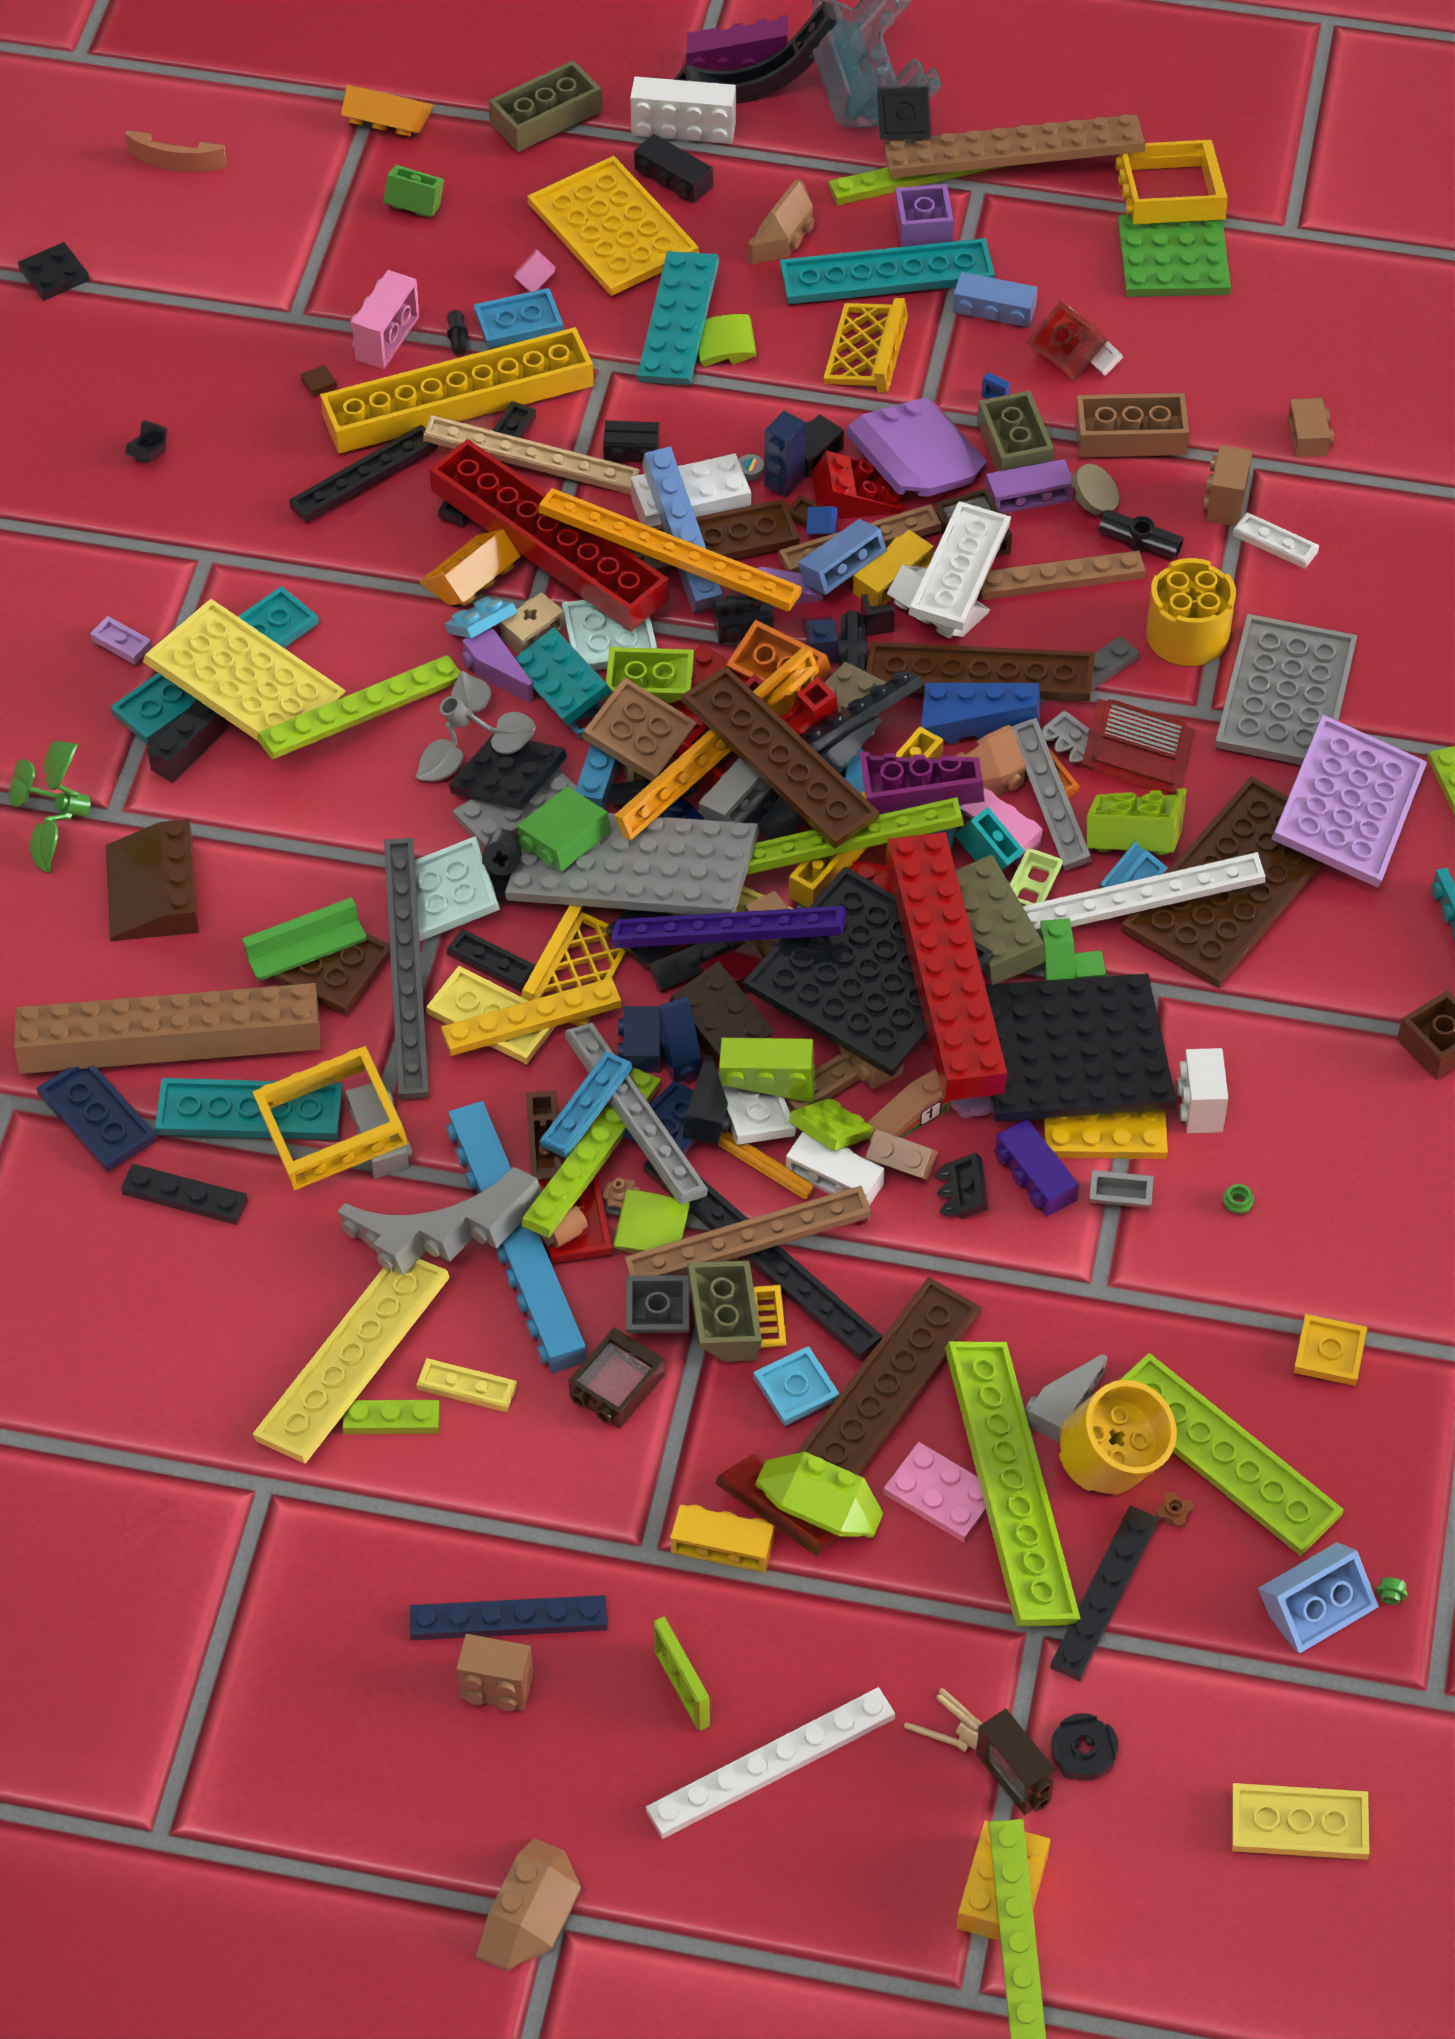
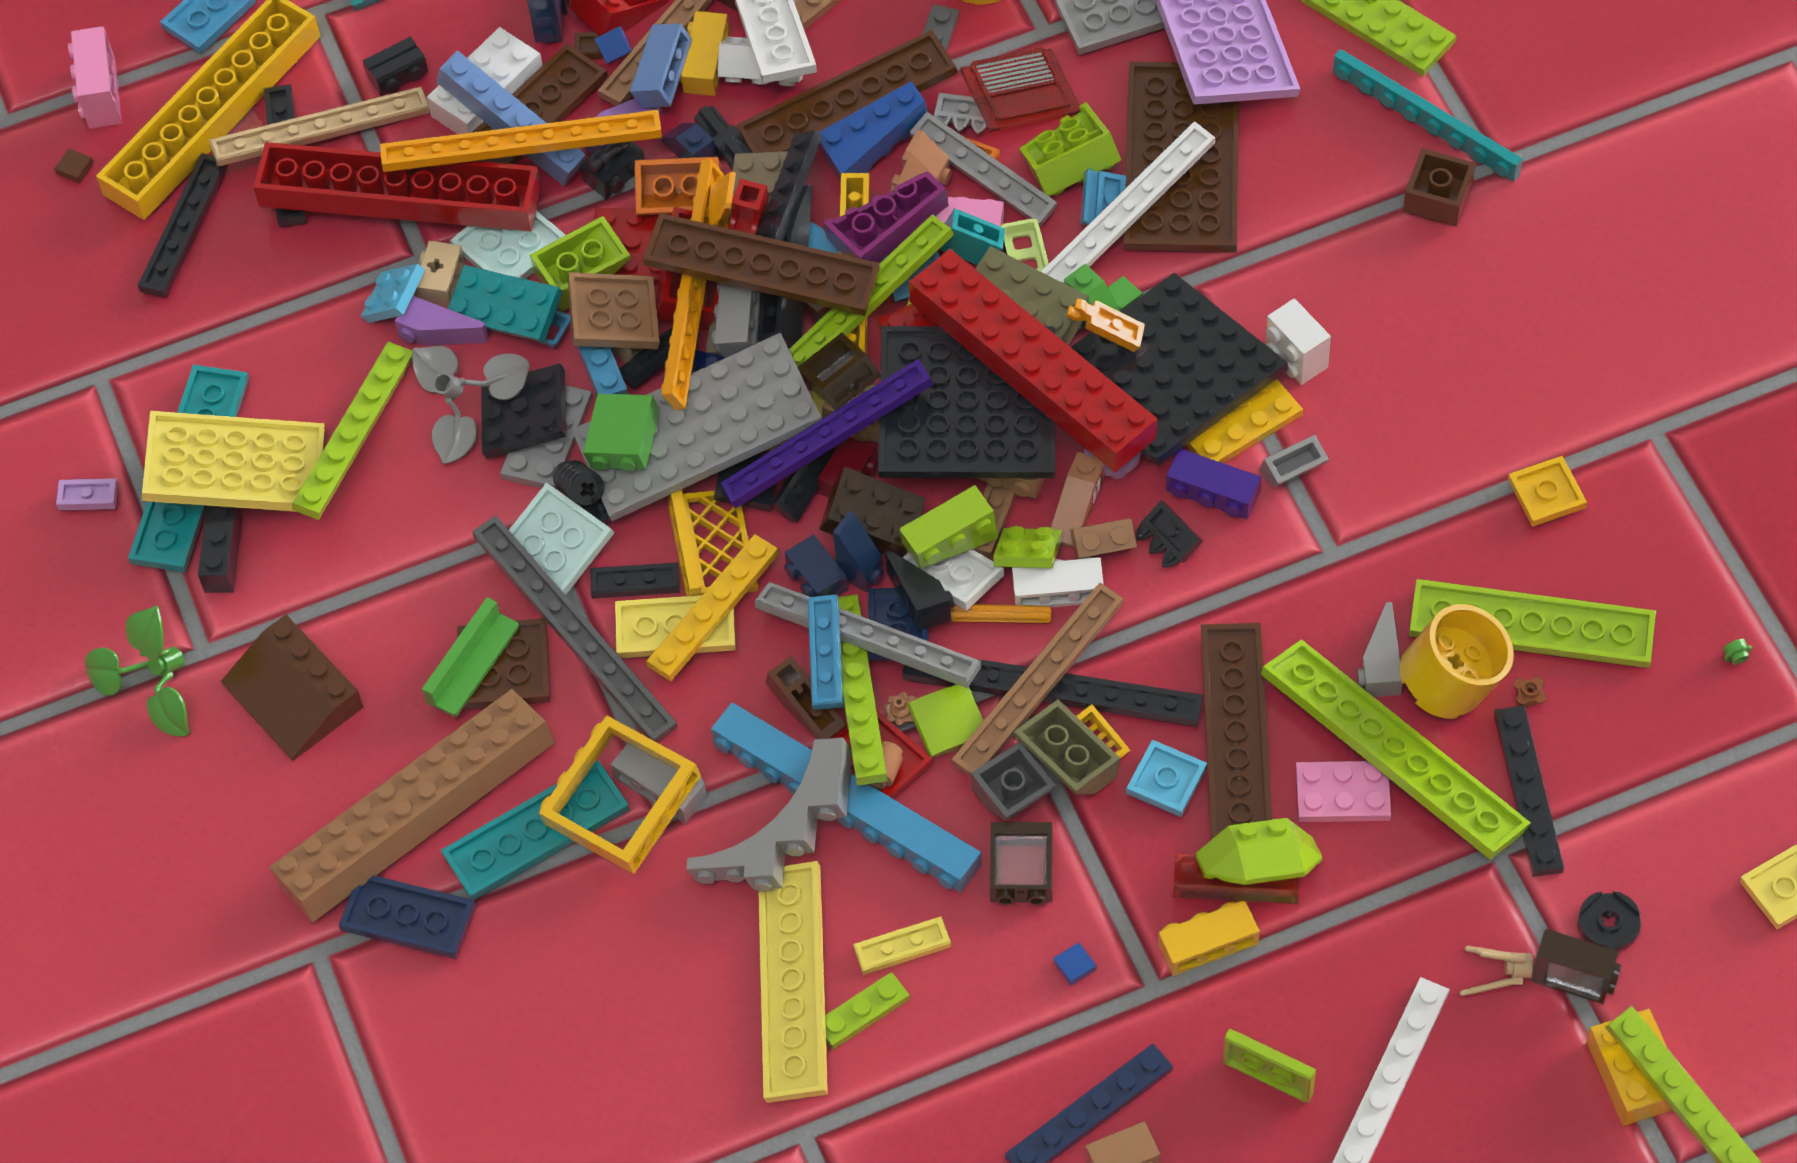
camera: 30 degrees left, 5 degrees up
(184, 1194) = (537, 936): black plate -> none
(457, 332) = (164, 54): black axle -> none
(472, 568) = (346, 254): light orange slope -> none
(595, 1490) = (1074, 964): none -> blue tile
(752, 466) = (515, 28): light grey tile -> none
(776, 881) = (838, 371): none -> dark brown window
(877, 618) = (724, 100): black panel -> none
(1044, 977) = (1108, 323): none -> light orange plate
(1241, 1192) = (1384, 407): bright green plate -> none
(1319, 1596) = (1689, 690): light blue slope -> none

